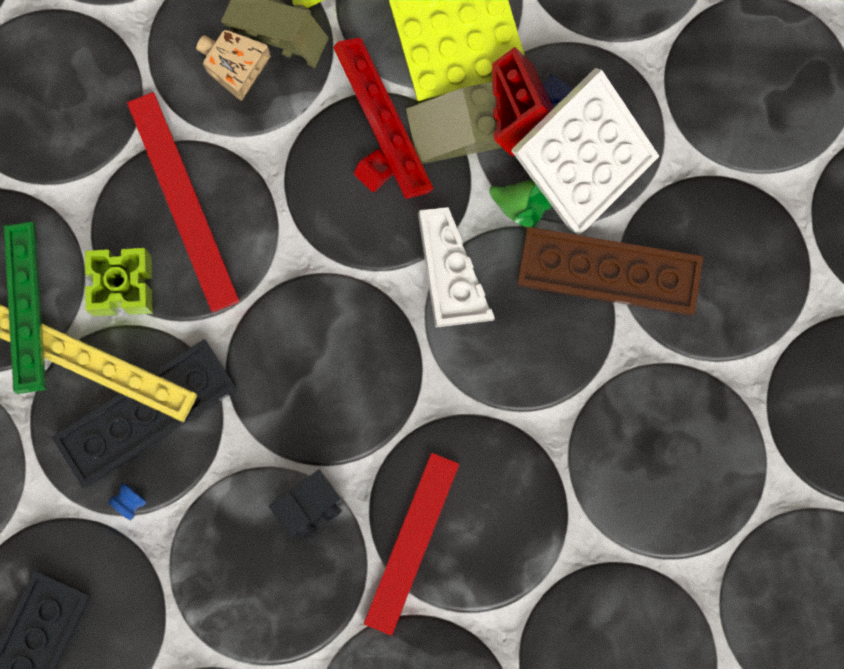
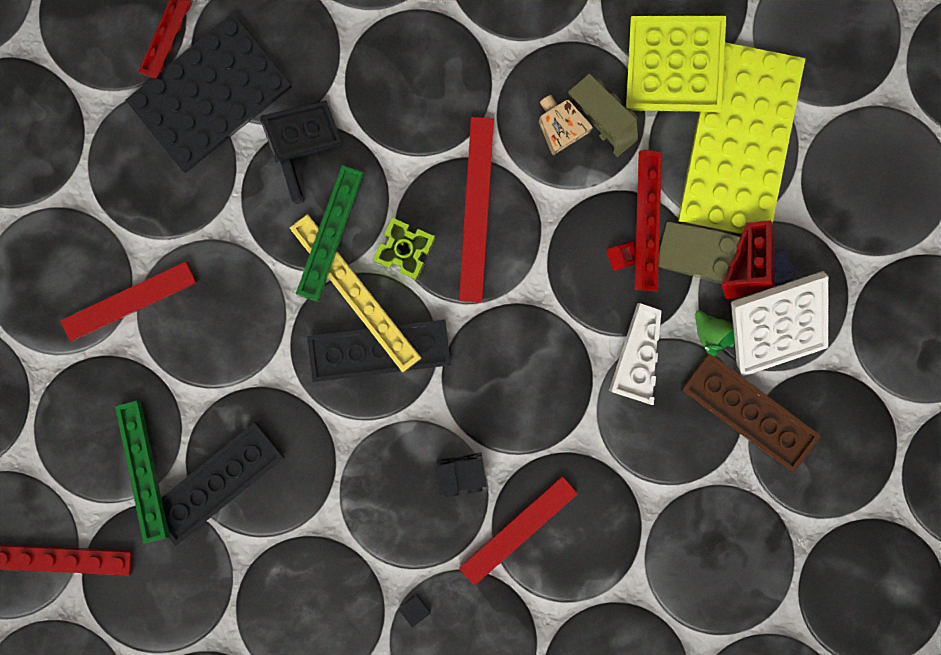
camera: 25 degrees right, 10 degrees up
(127, 501) = (338, 406): blue wheel -> none

